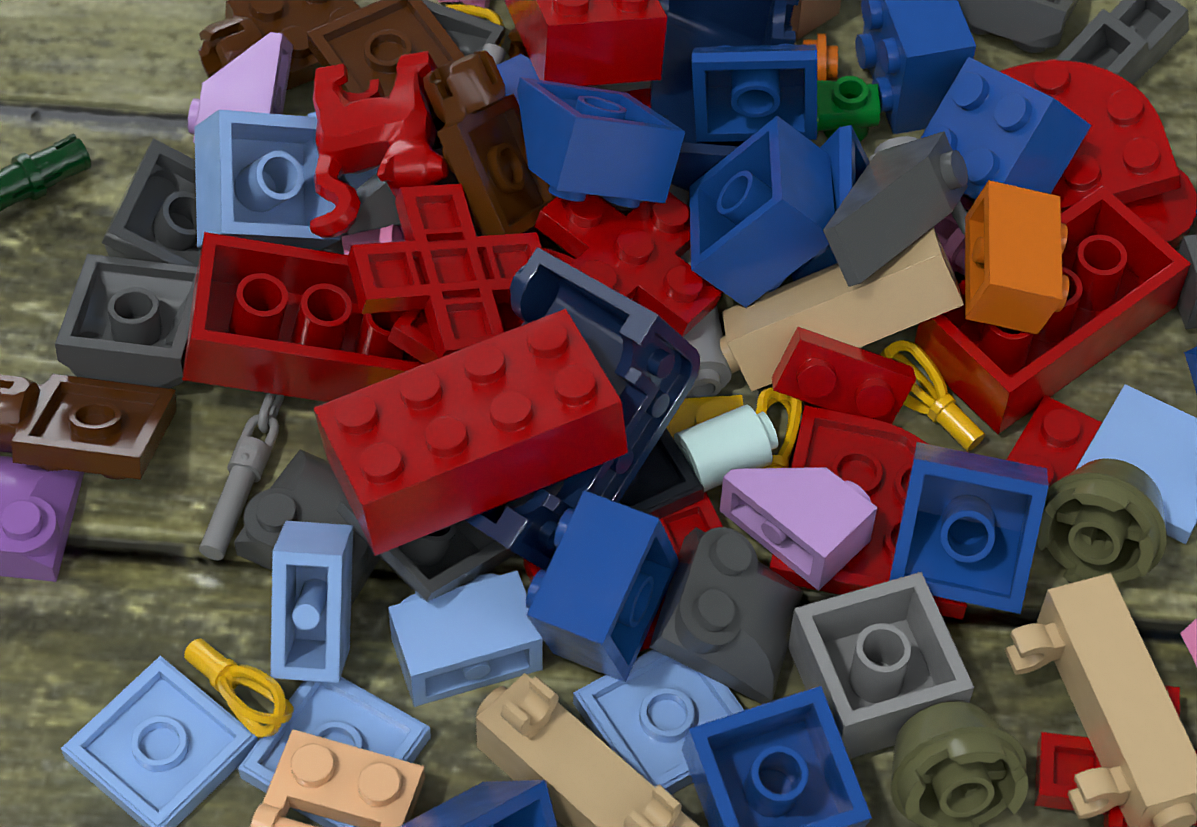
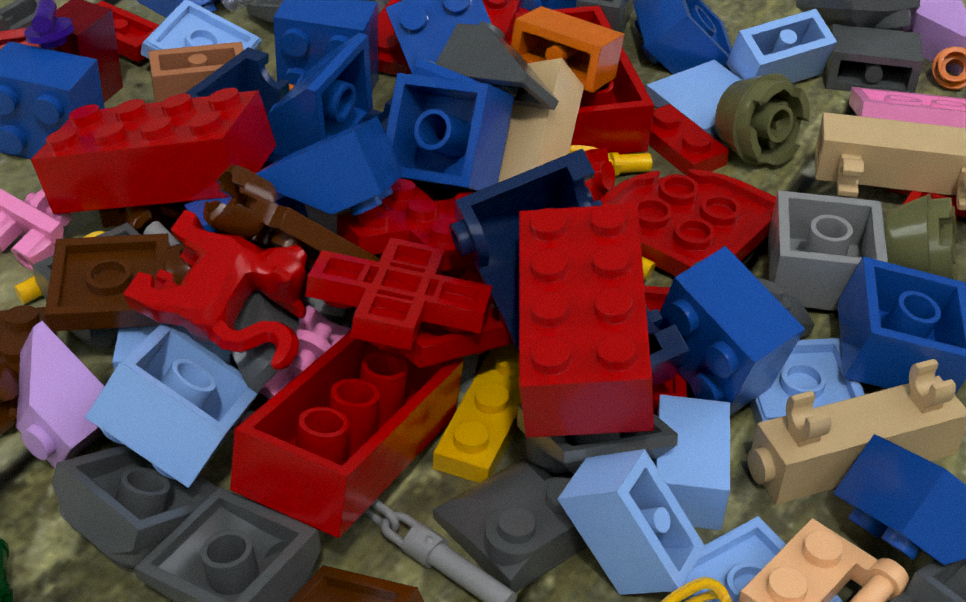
camera: 65 degrees left, 15 degrees down
(801, 516) = (694, 229): lavender slope -> none
(970, 526) = (740, 164): blue slope -> none

